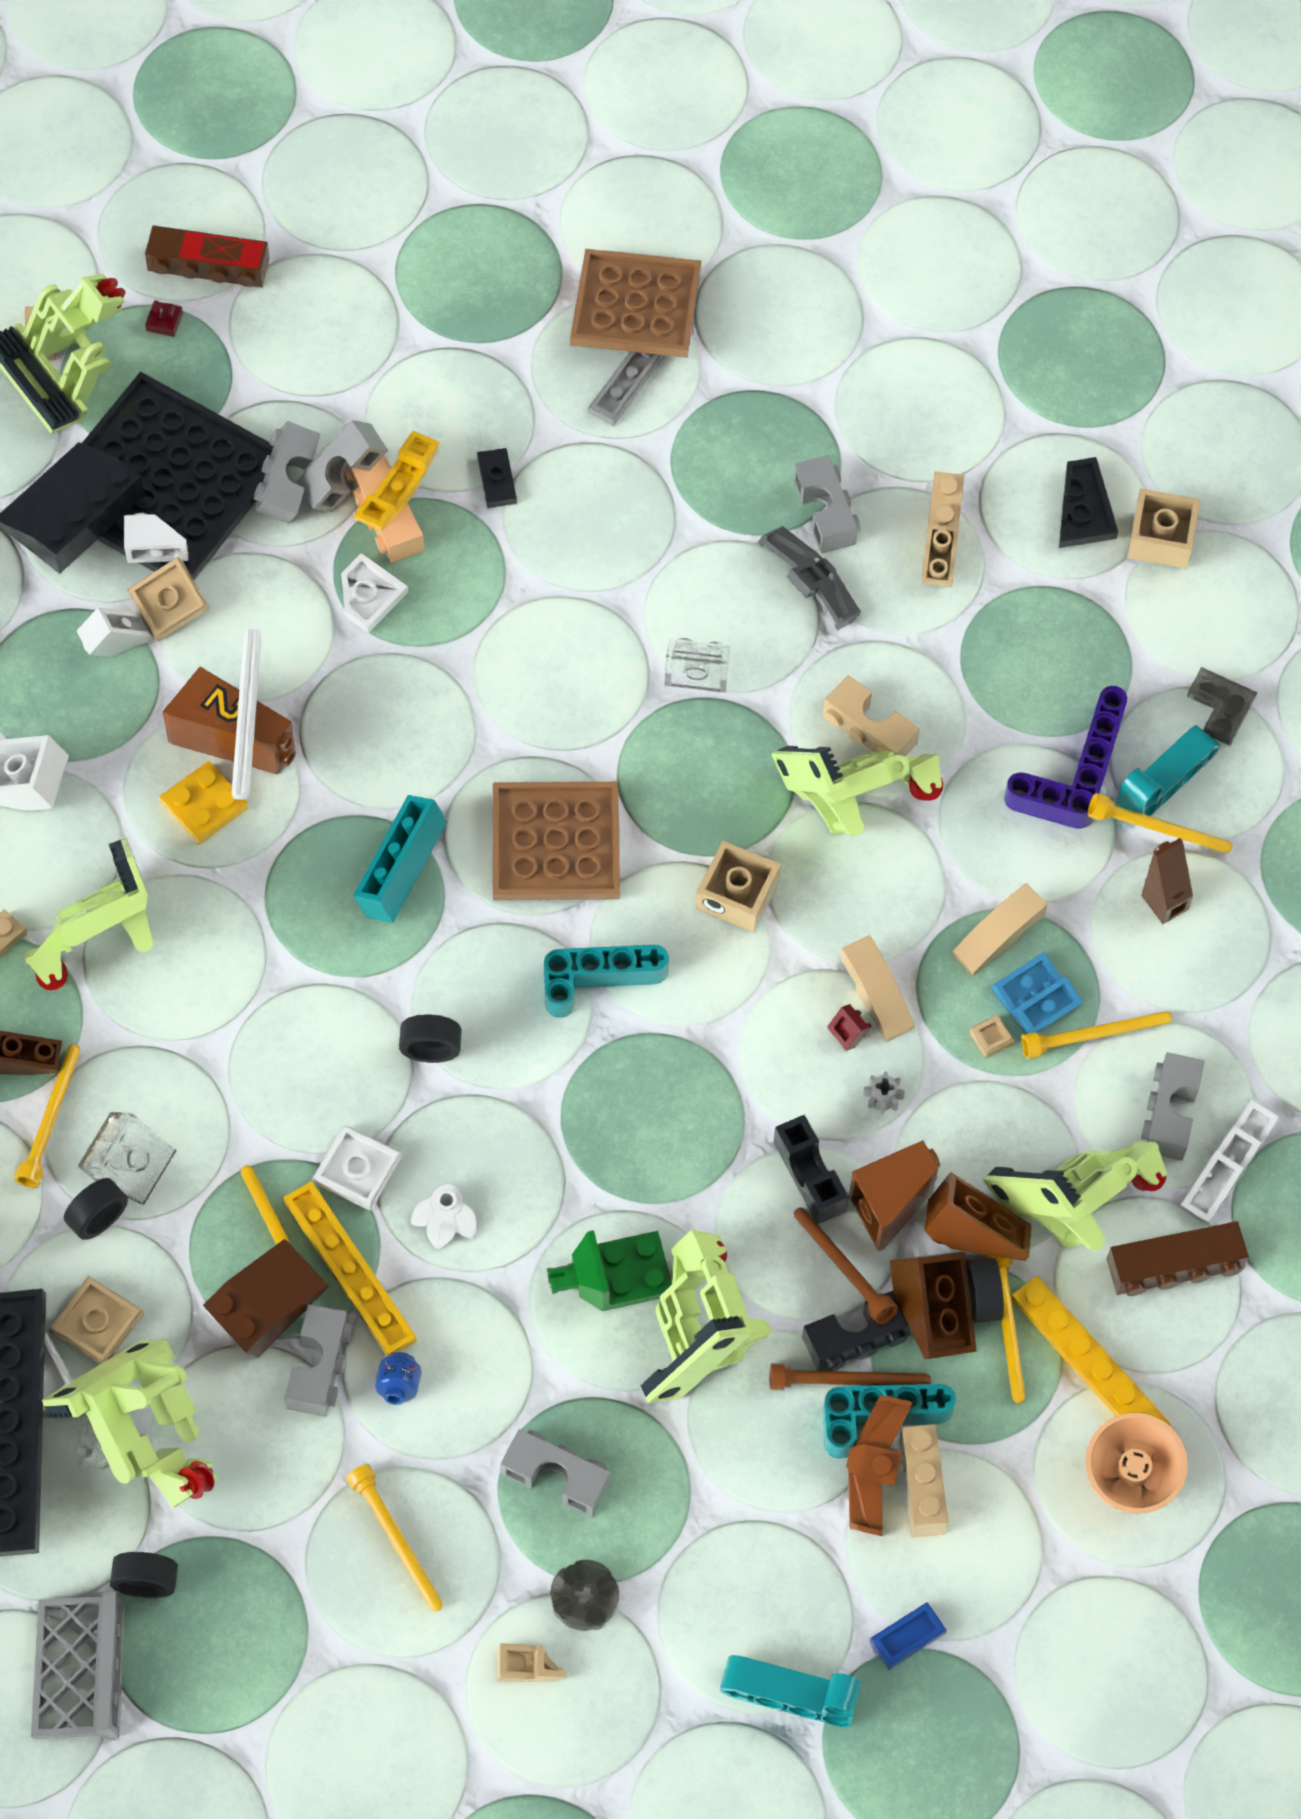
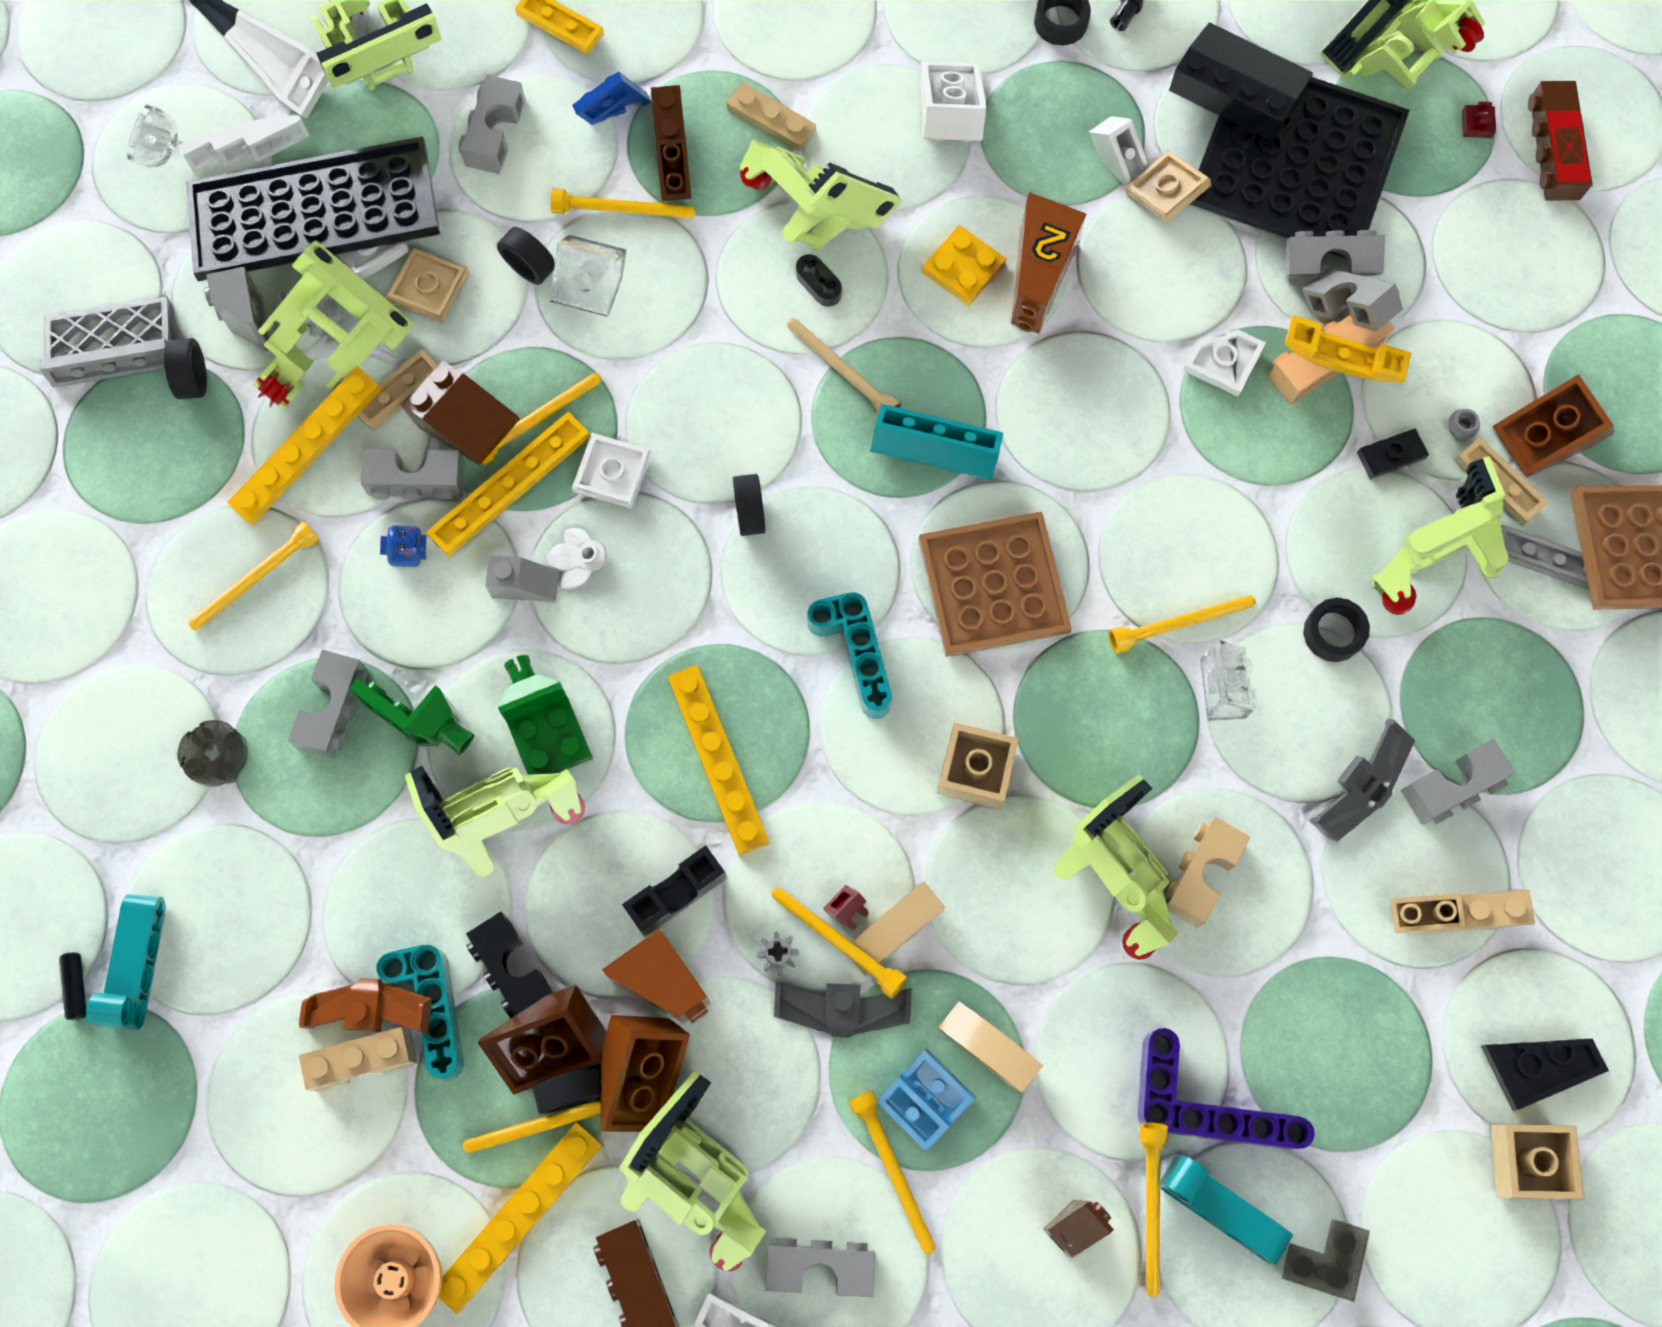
camera: 80 degrees right, 10 degrees up
(86, 1507) = (238, 304): none -> light grey slope
(151, 540) = (1221, 150): white slope -> none
(187, 939) = (823, 276): none -> black beam
(215, 1367) = (397, 389): none -> tan plate
(246, 714) = (1041, 261): white axle -> none
(260, 1465) = (304, 445): none -> yellow plate
(342, 903) = (842, 367): none -> tan piece
(458, 1272) = (520, 579): none -> light grey slope
(481, 405) = (1469, 418): none -> light grey plate
(504, 340) = (1554, 427): none -> dark orange slope
(526, 1664) = (145, 714): tan slope -> none
(546, 397) = (1520, 497): none -> tan plate
(601, 1368) = (428, 725): none -> green plate
(602, 422) = (1470, 527): none -> yellowish green container
(634, 741) = (1123, 638): none -> yellow piece
(668, 545) = (1349, 610): none -> black tyre
(682, 1118) = (718, 760): none -> yellow plate
(783, 1377) = (456, 902): dark orange piece -> none
(803, 1757) = (72, 986): none -> black axle
(880, 1306) = (525, 983): dark orange piece -> none
(908, 1635) = (204, 1070): blue tile -> none
(927, 999) = (889, 980): none -> yellow piece
(944, 1050) = (842, 1010): none -> dark grey plate
(991, 1036) = (868, 1057): tan tile -> none

